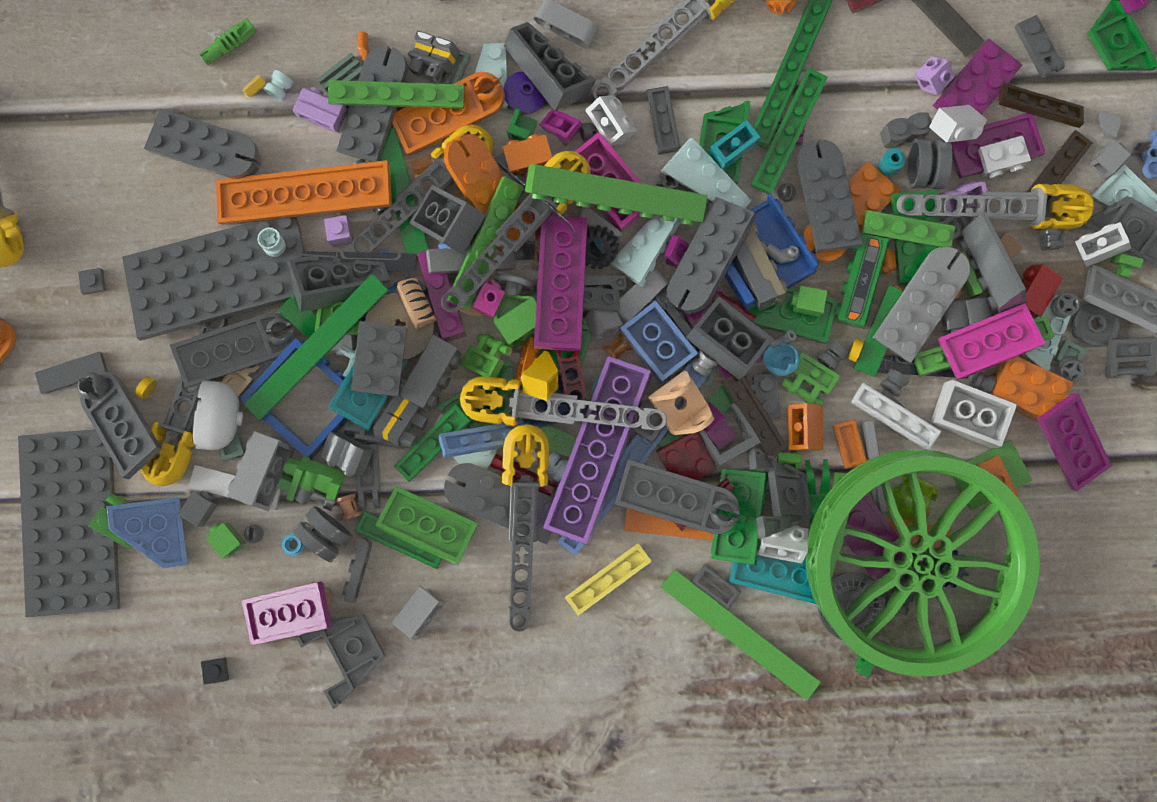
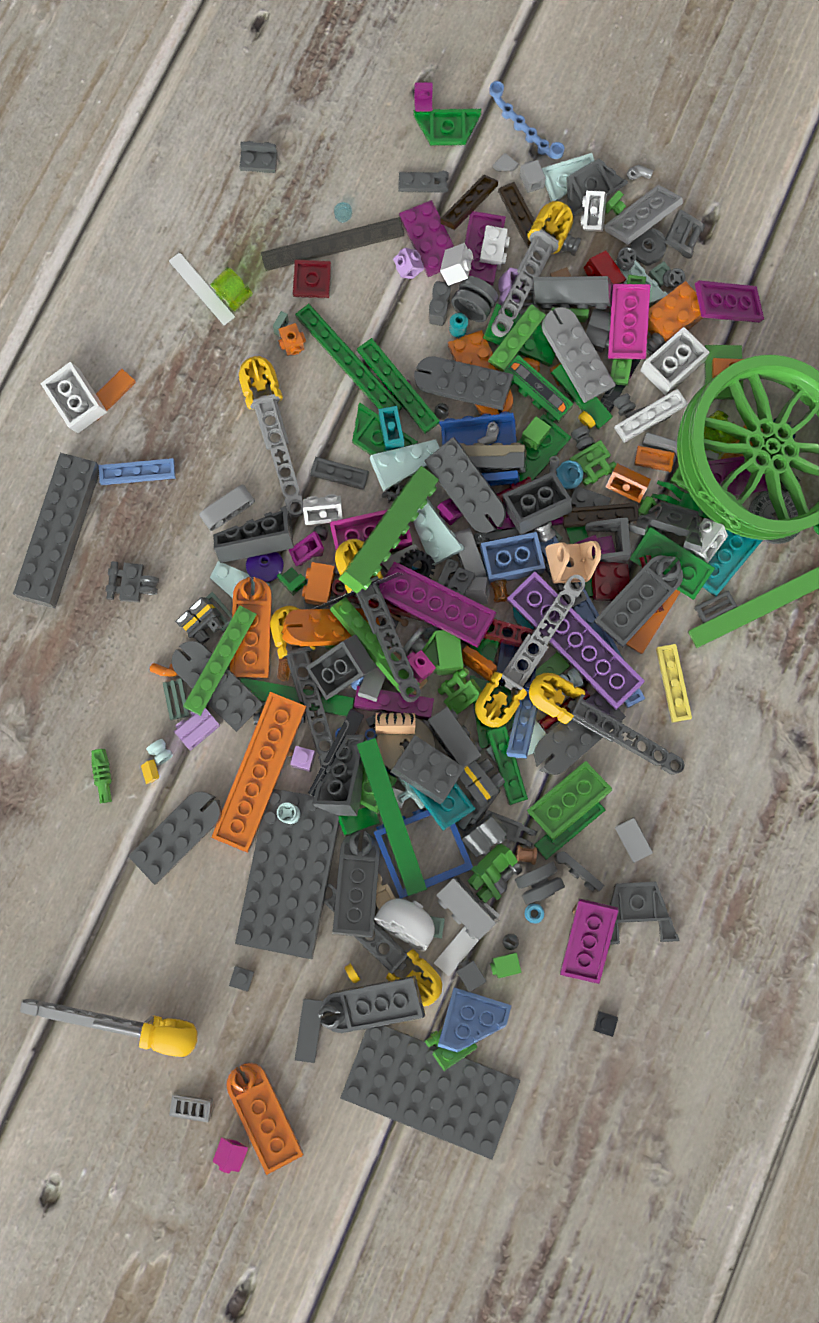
camera: 65 degrees left, 5 degrees down
(541, 377) = (501, 653): yellow slope -> none

